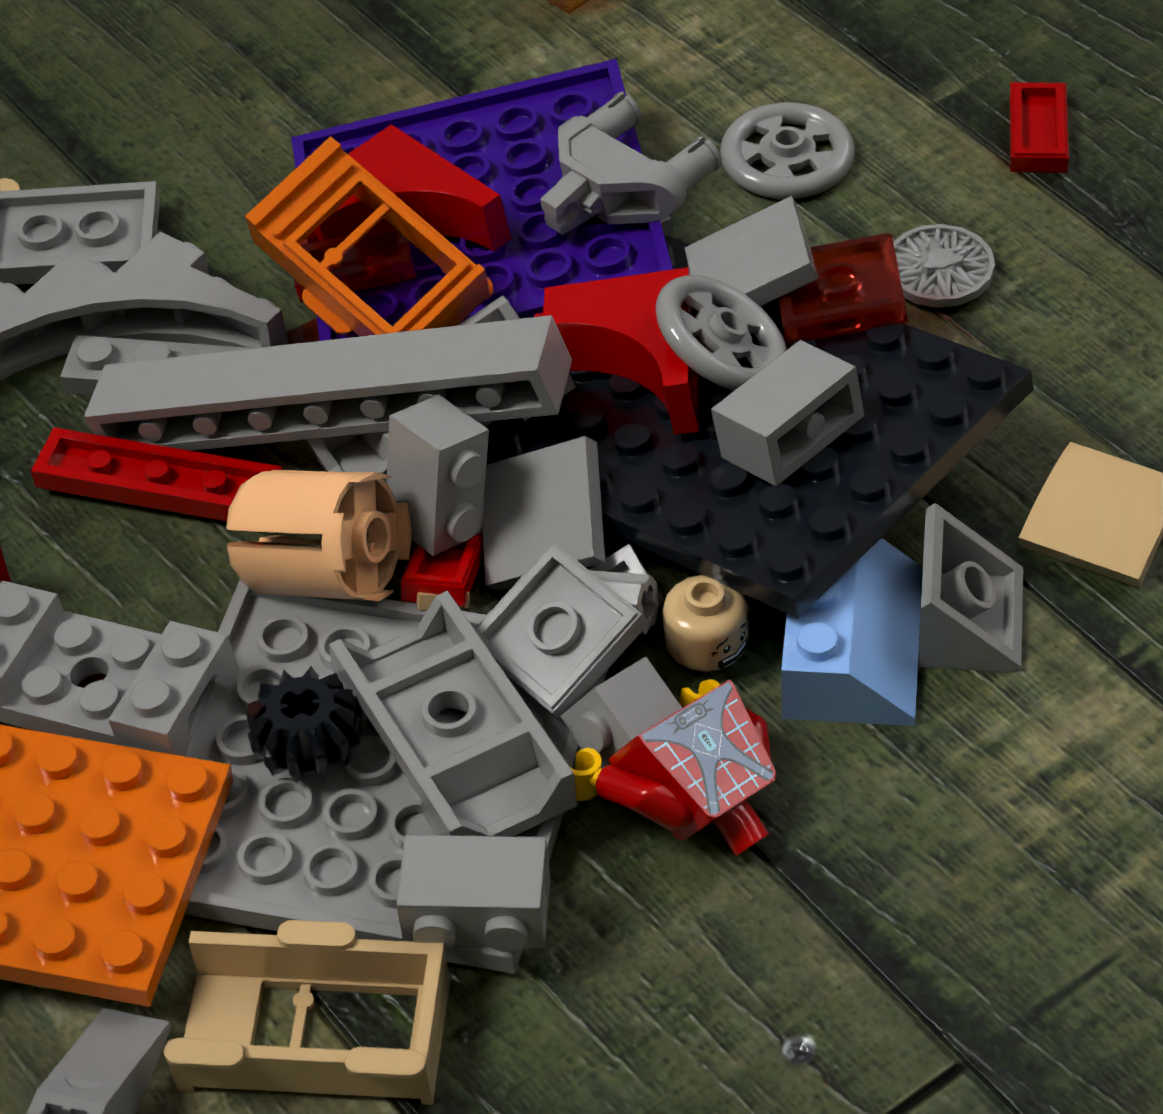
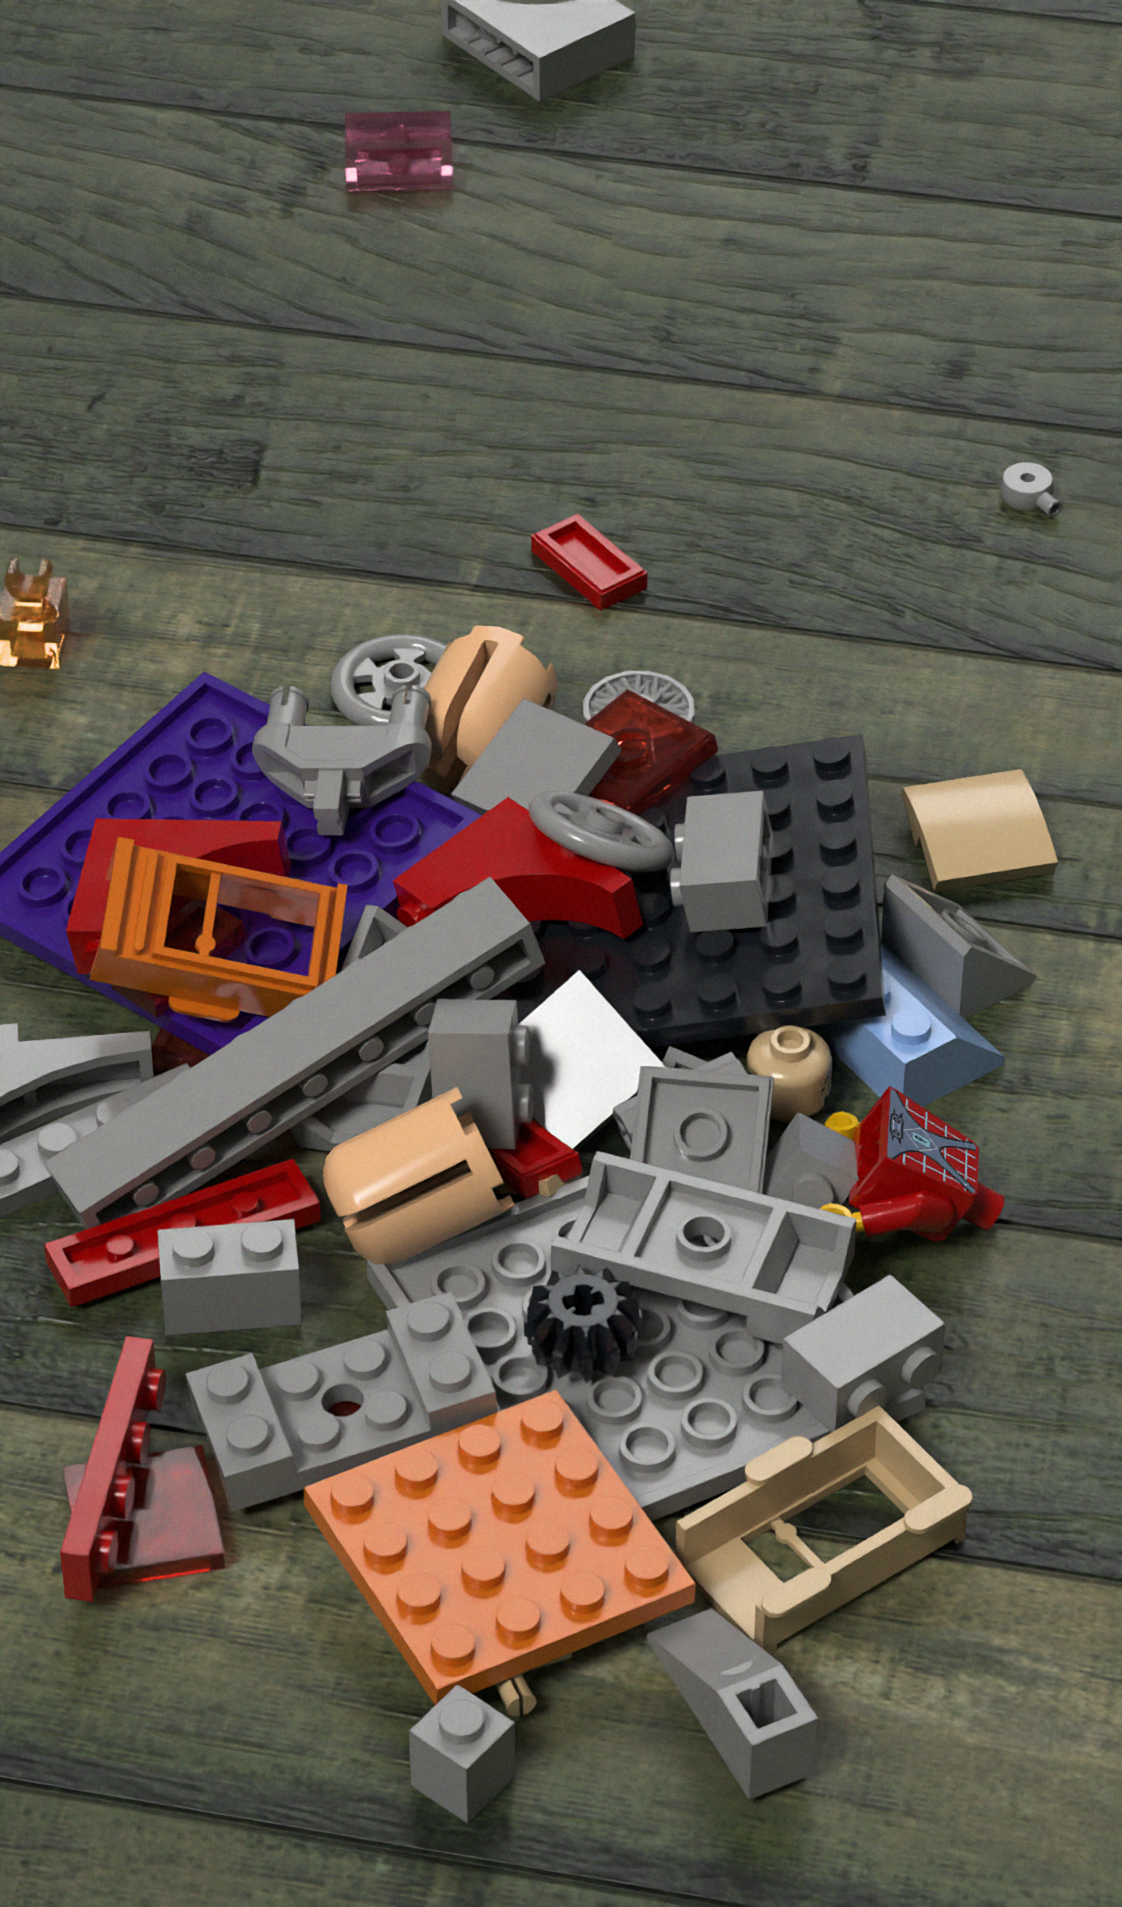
camera: 45 degrees left, 5 degrees down
(138, 529) = (229, 1277): none -> light grey brick
(798, 165) = (474, 694): none -> light nougat cylinder

